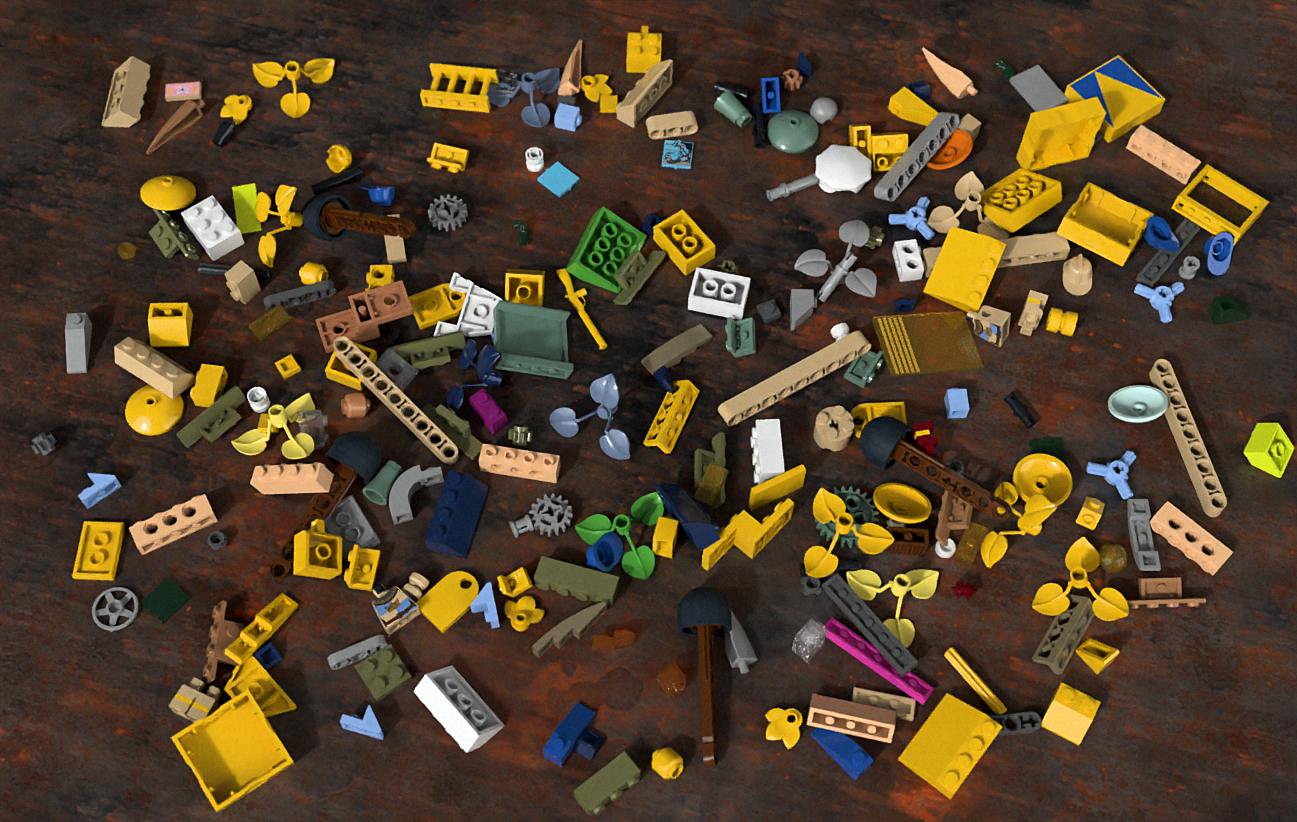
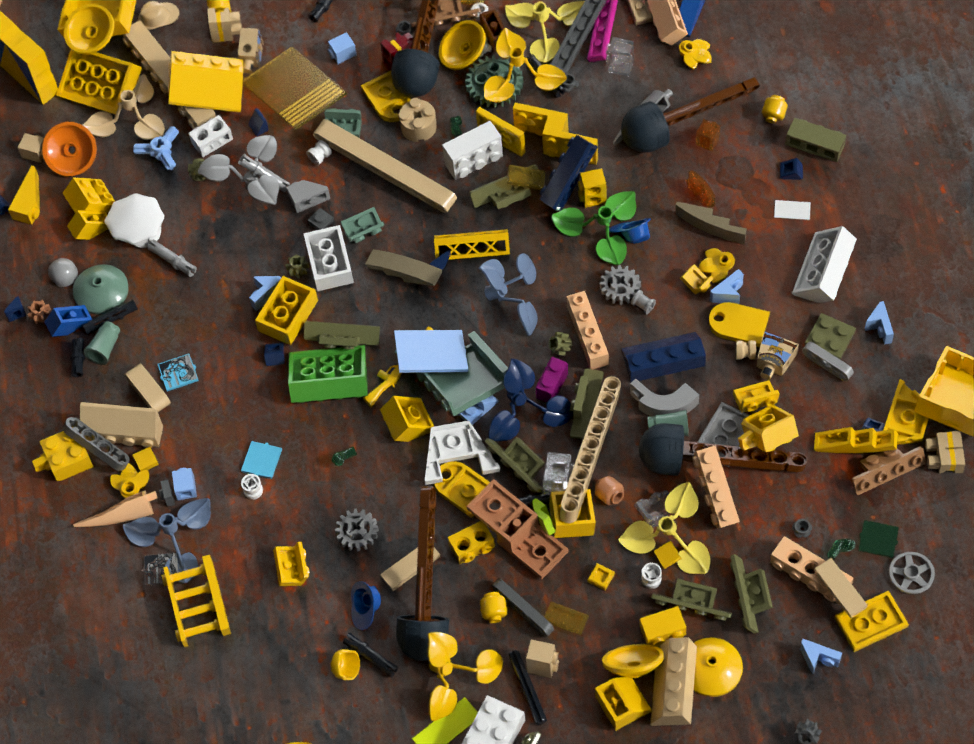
camera: 110 degrees left, 0 degrees up
(133, 528) = (840, 588): none -> tan tile
(180, 562) = (839, 546): none -> clear green arm
(190, 466) = (752, 592): none -> olive bracket
(201, 339) = (633, 660): none -> yellow dish
(363, 337) = (543, 517): none -> lime slope
(544, 719) = (792, 209): none -> white sticker
(565, 736) = (796, 182): blue slope -> none
(574, 328) = (430, 351): none -> light blue piece
(576, 581) = (667, 237): olive brick -> none
(636, 68) = (94, 446): none -> dark grey beam
(720, 239) = (266, 286): none -> light blue slope
(813, 459) = (454, 122): none -> clear green arm
(916, 156) = (89, 168): light grey beam -> none
(1065, 190) = (82, 26): none -> yellow dish

